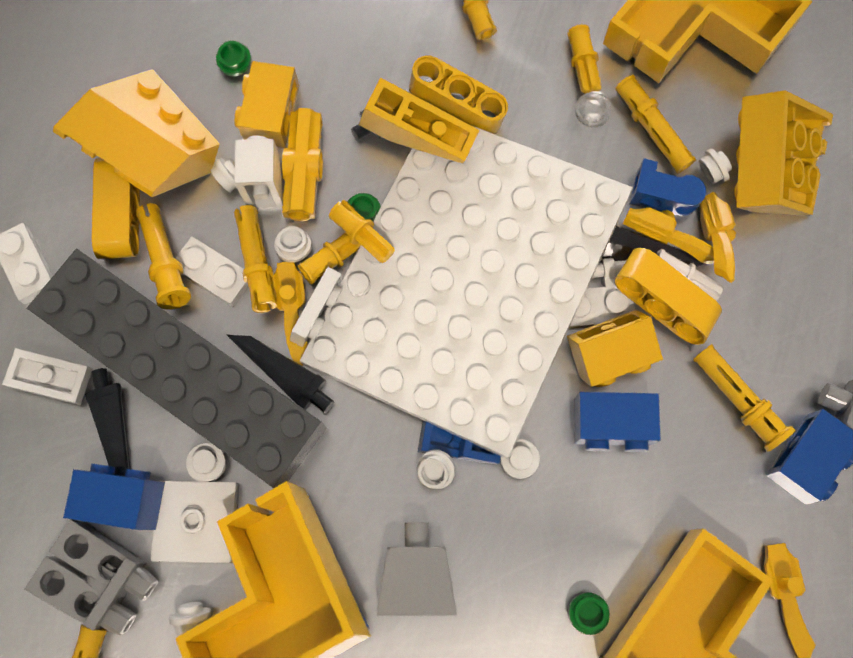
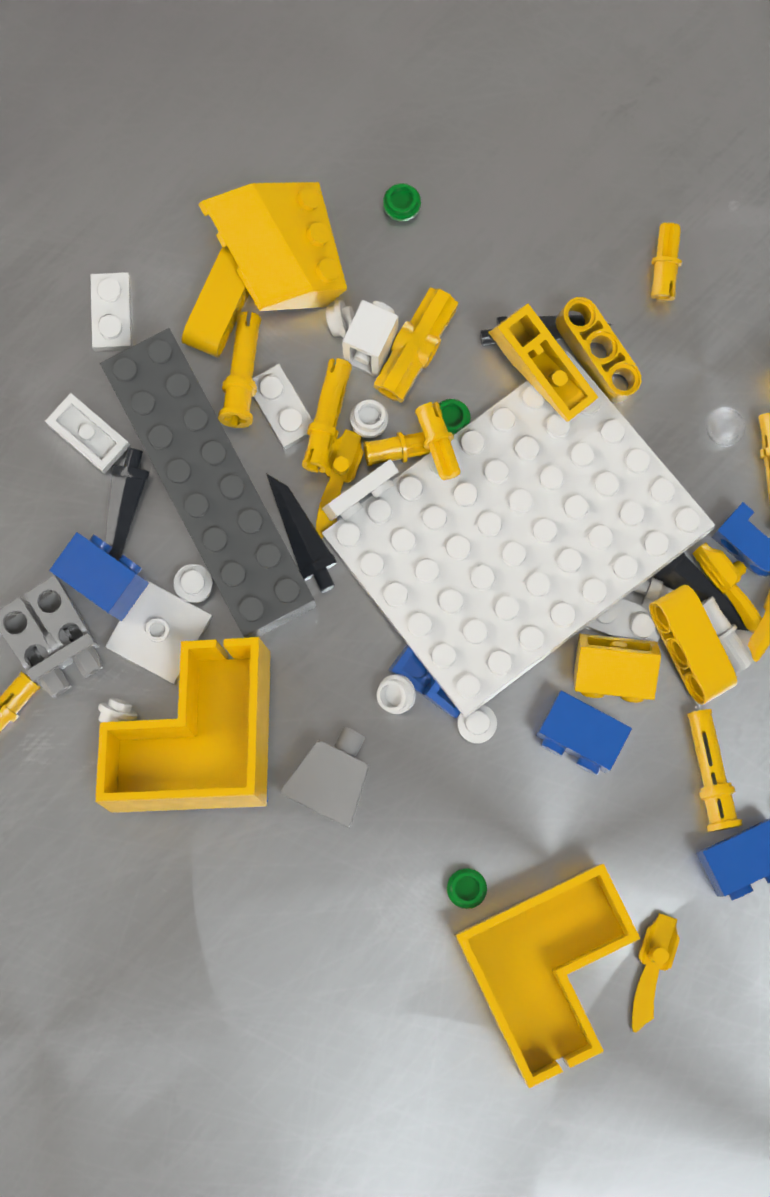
camera: 25 degrees right, 5 degrees up
(267, 102) = (412, 267): yellow brick -> none
(584, 58) = (745, 371): yellow axle -> none

